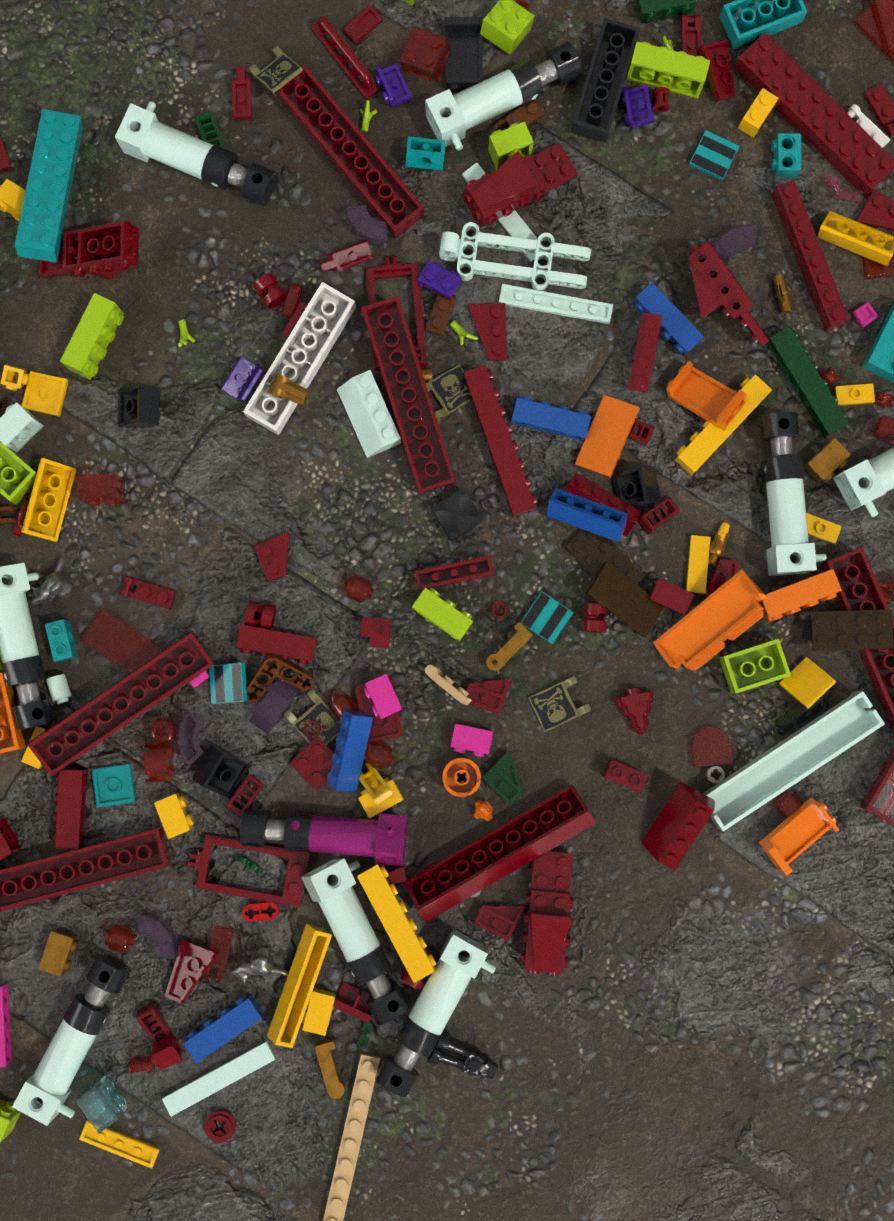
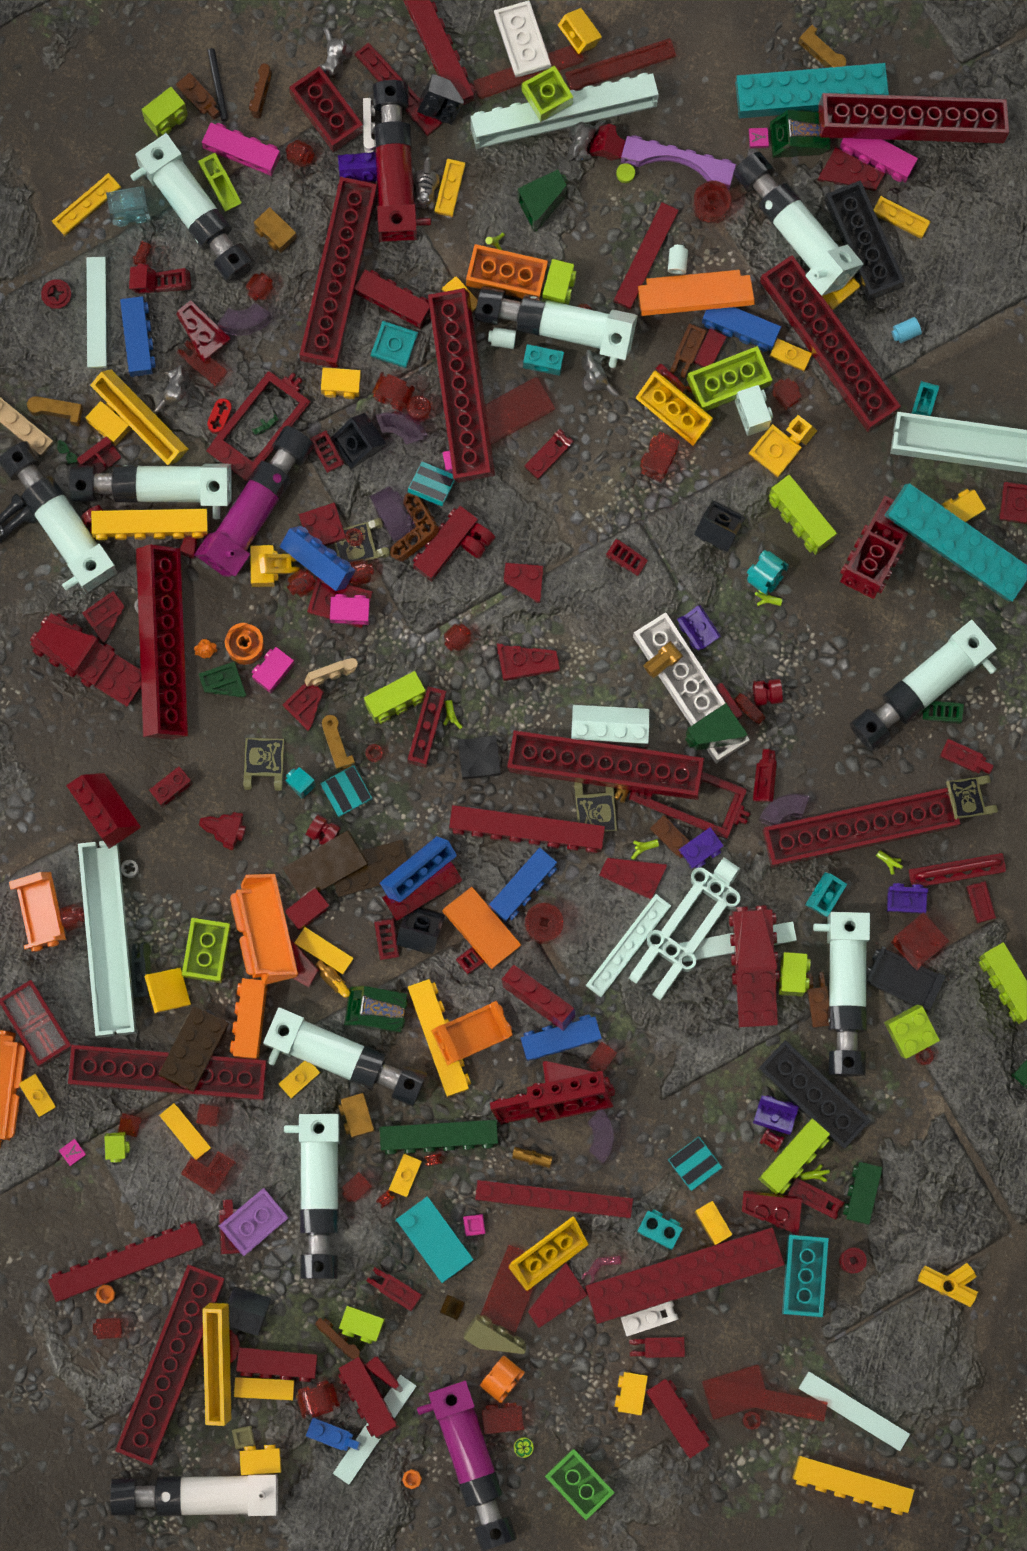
camera: 115 degrees right, 5 degrees down
(36, 1029) = (219, 181): none -> lime slope
(162, 342) = (767, 572): none -> teal brick
(215, 483) = (623, 547): none -> dark red slope
(329, 309) = (716, 730): none -> dark green slope
(349, 517) = (526, 662): none -> dark red wing
(377, 630) = (410, 635): dark red brick -> none
(431, 559) = (450, 714): none -> lime bar
(561, 661) = (300, 782): none -> teal slope
(568, 375) = (540, 933): none -> clear red brick
(666, 276) = (601, 1057): none -> clear red brick
(711, 747) = (154, 877): clear red tile -> none
(728, 491) = (375, 1009): none -> dark green slope

